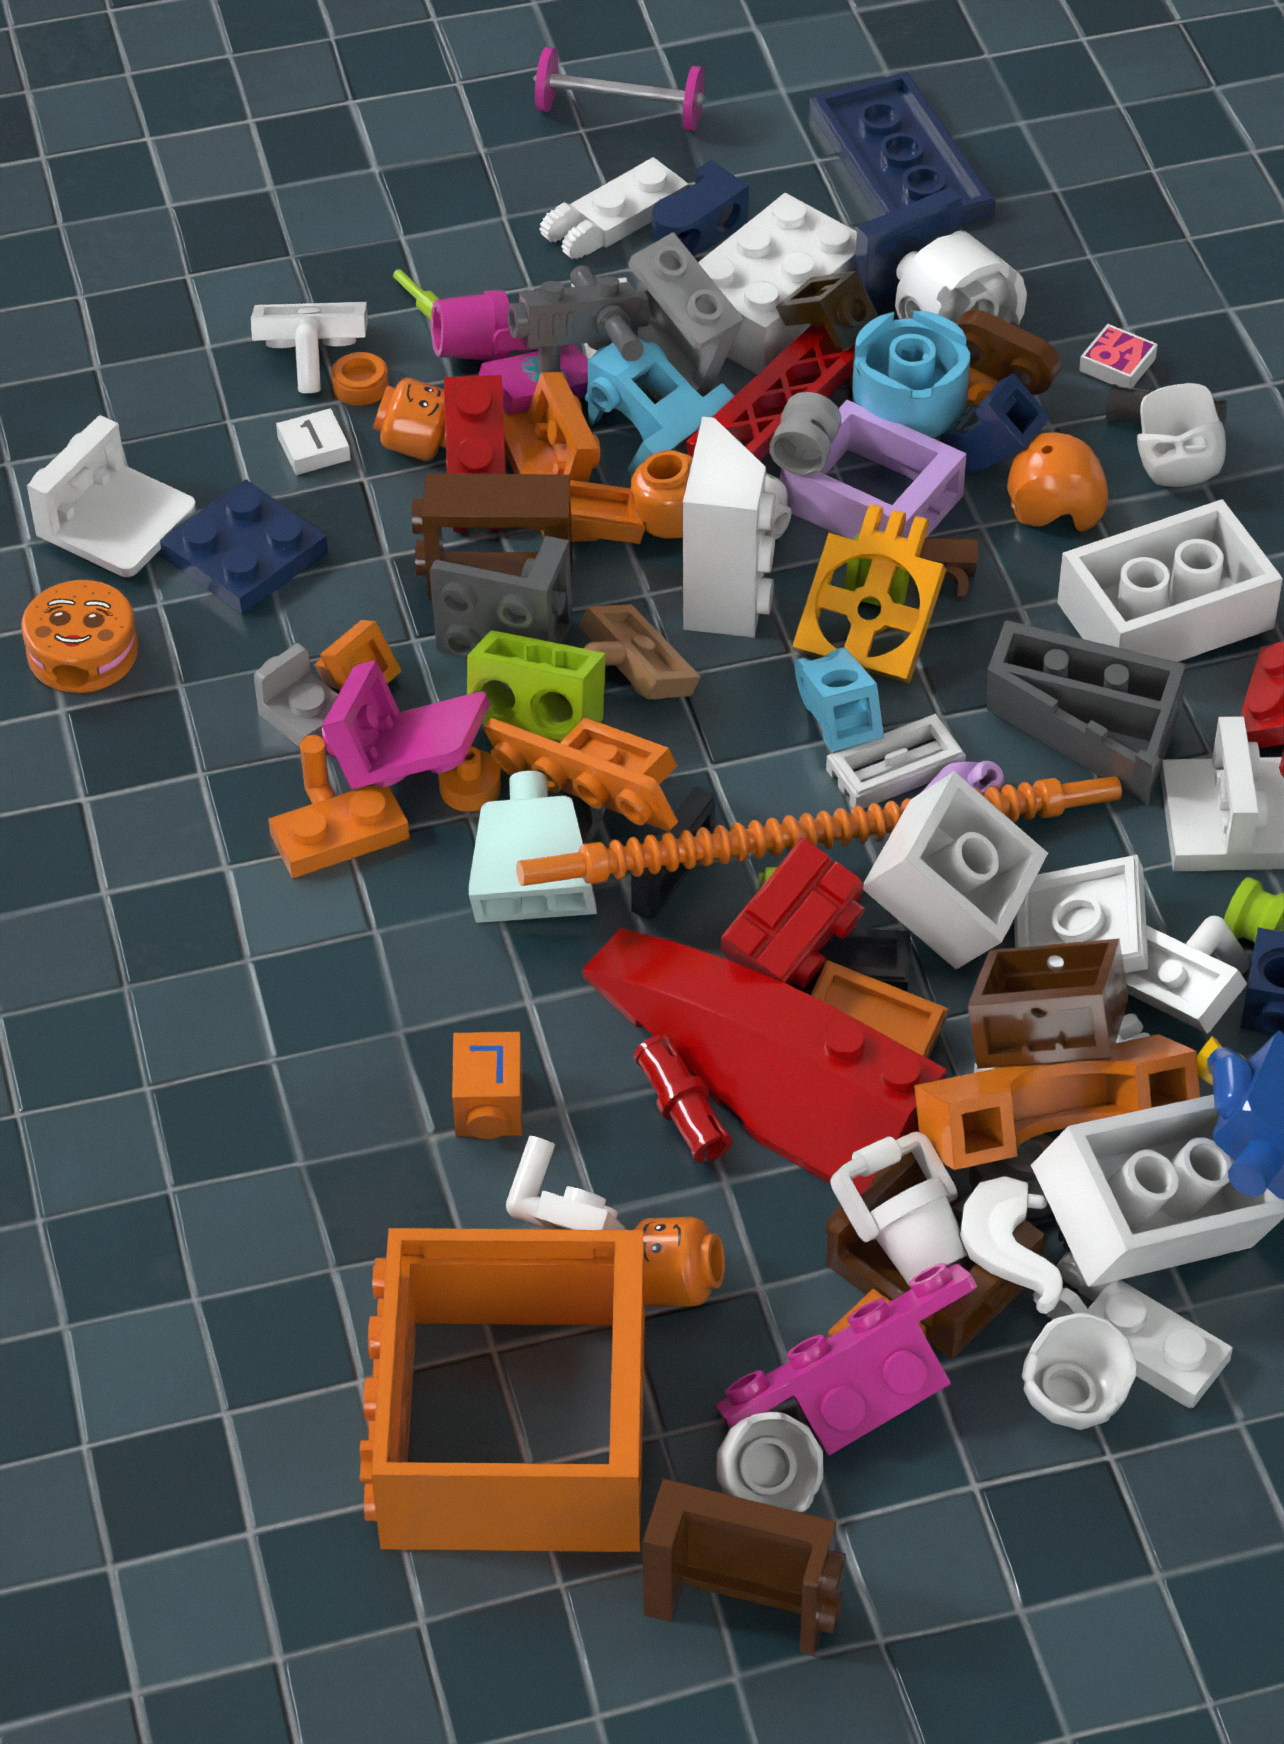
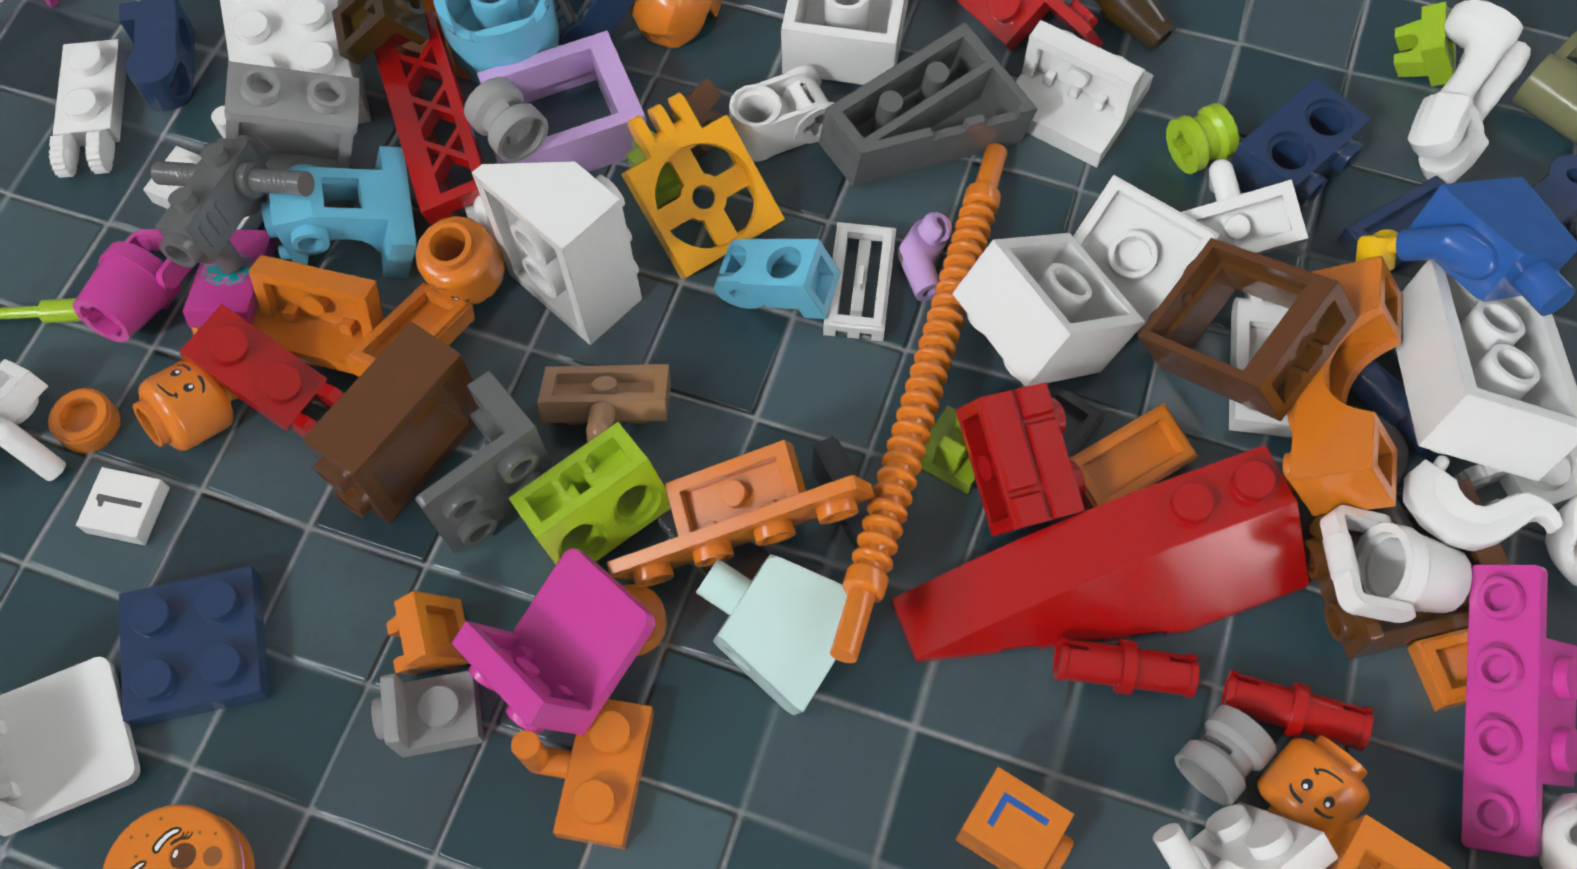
camera: 55 degrees left, 15 degrees up
(655, 1191) = (1225, 755): none -> light grey wheel
(739, 1228) = (1298, 710): none -> red pin
(988, 598) = (779, 112): none -> white piece

